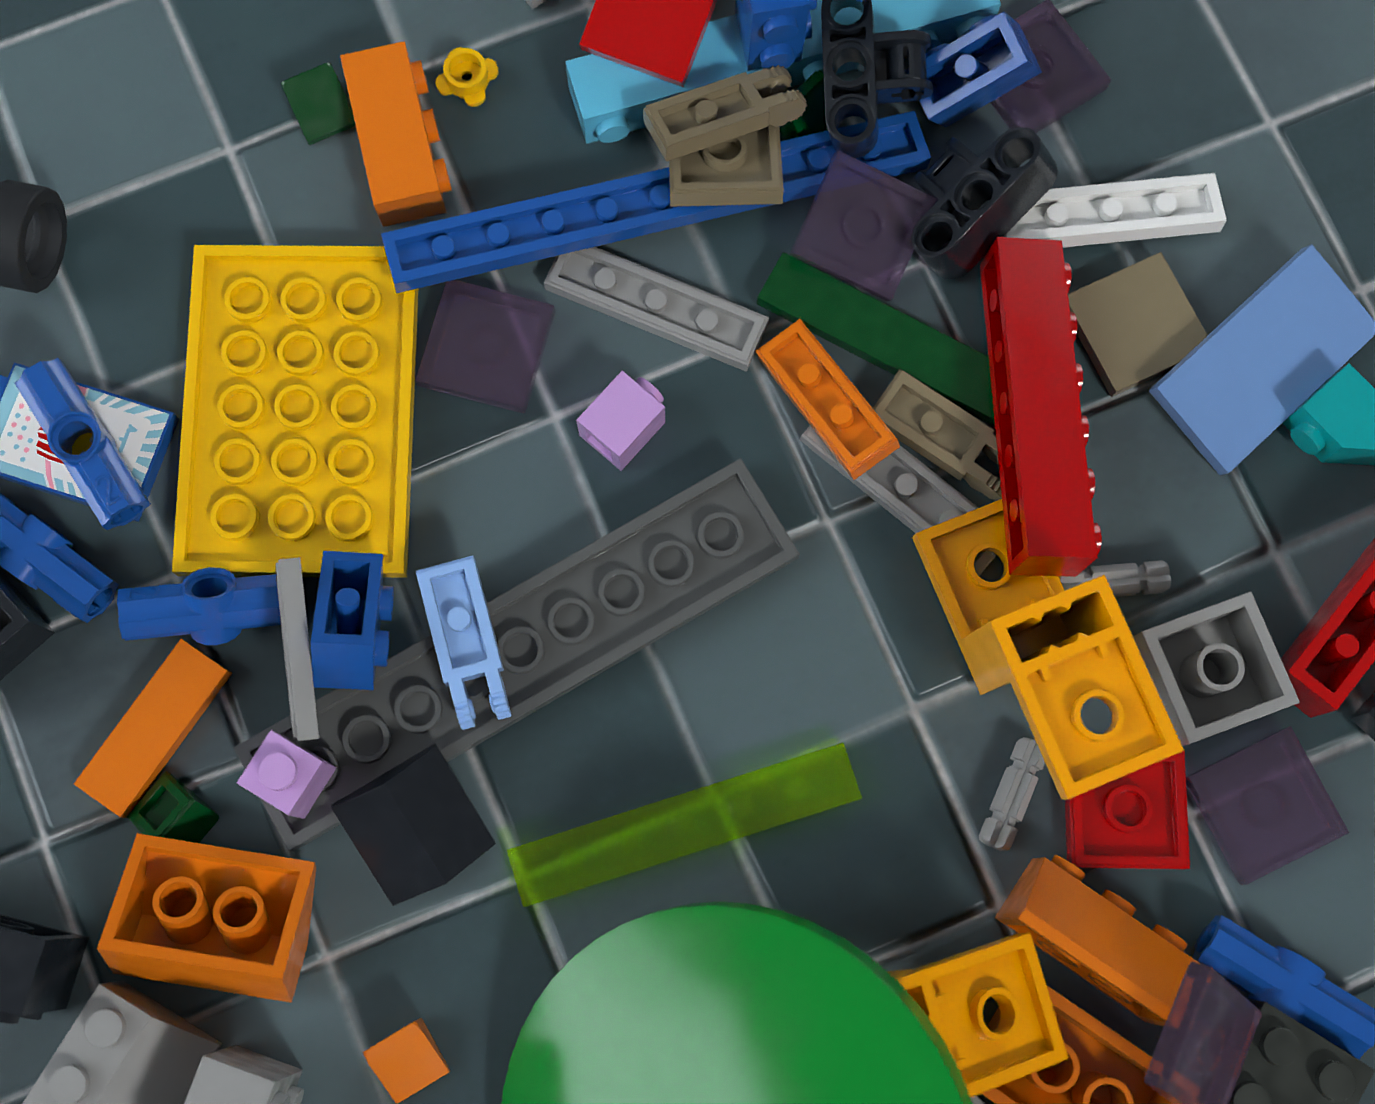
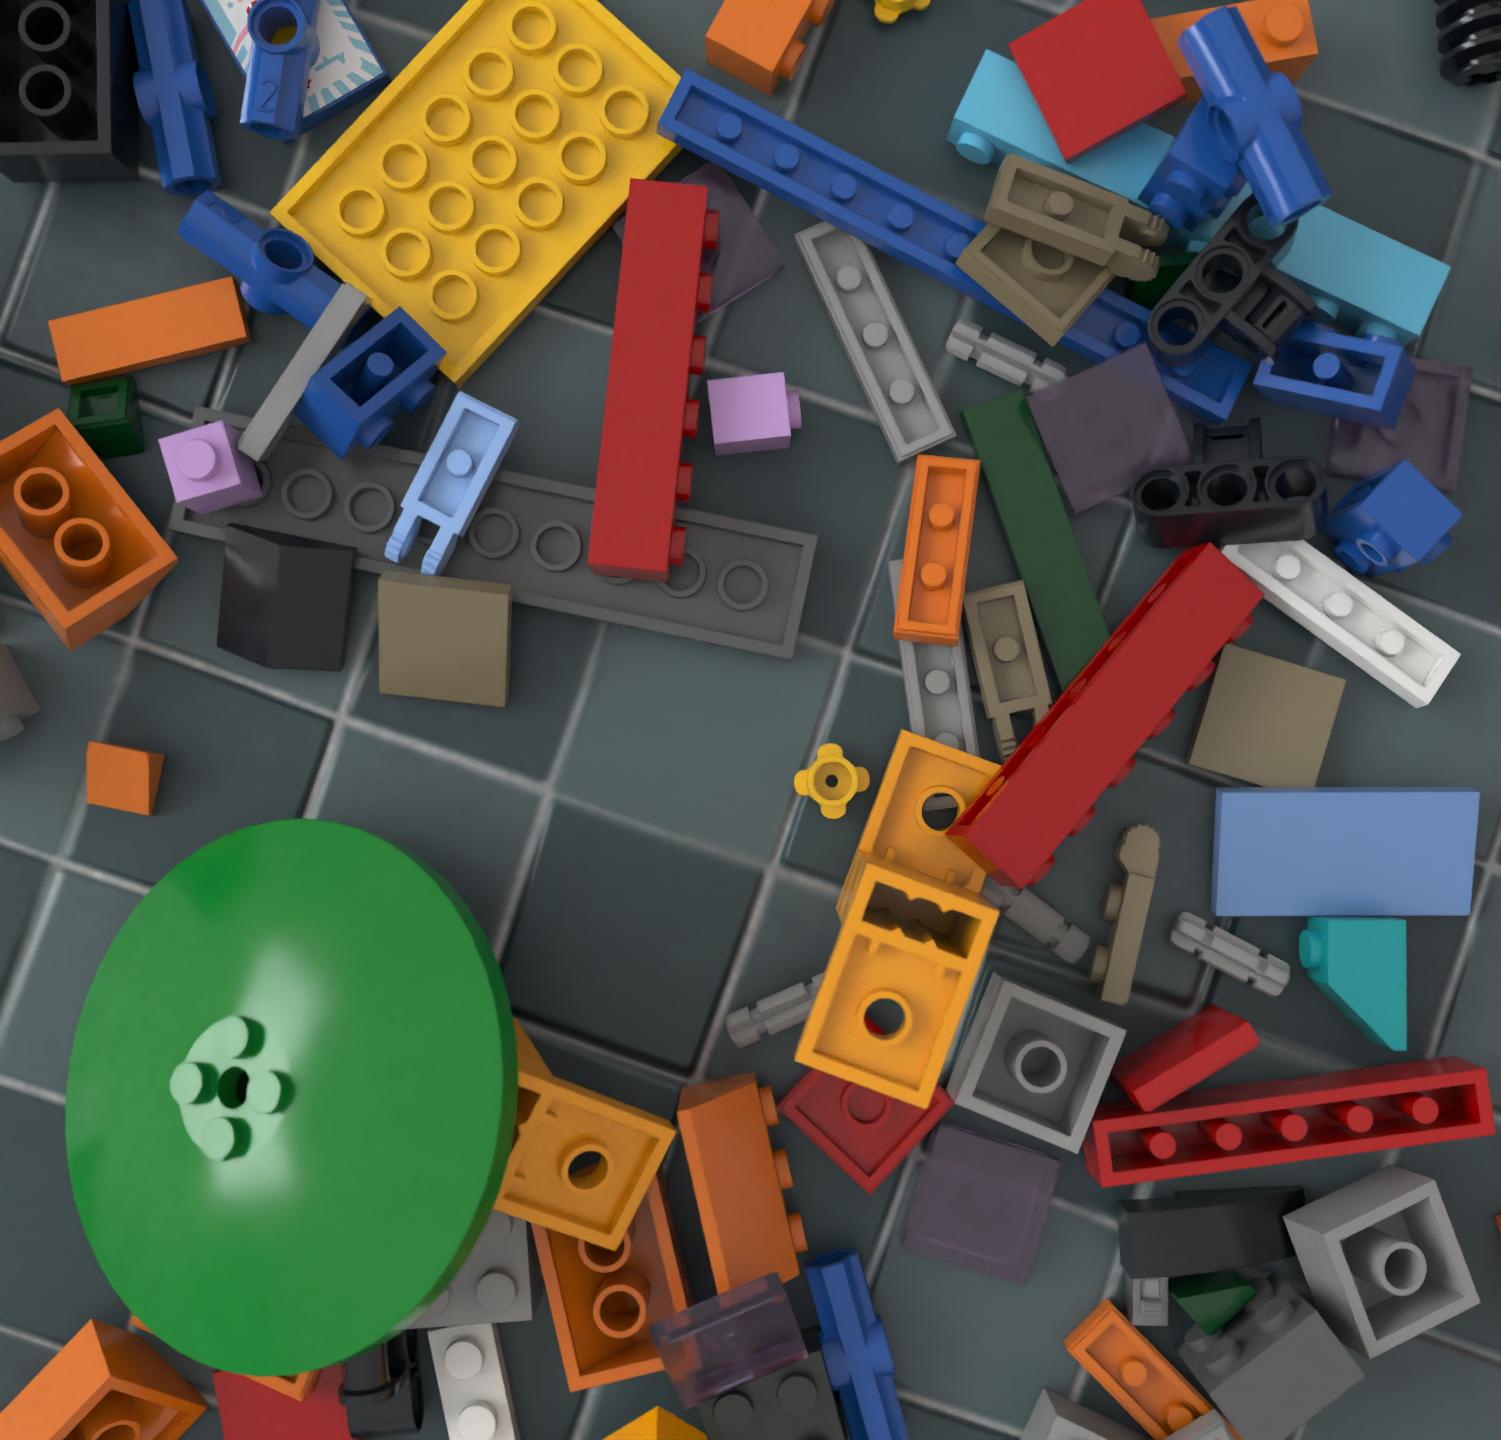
camera: 40 degrees right, 10 degrees up
(542, 454) = (651, 379): none -> red brick
(552, 750) = (444, 638): none -> dark tan tile
(683, 824) = (501, 792): clear neon green tile -> none
(751, 243) = (1002, 356): none -> light grey axle
(911, 601) = (813, 780): none -> yellow plate
(1095, 127) = (1391, 522): none -> blue brick
(1171, 520) = (1127, 909): none -> dark tan hinge
(1260, 490) = (1229, 954): none -> light grey axle
(1301, 576) = (1183, 1057): none -> red tile

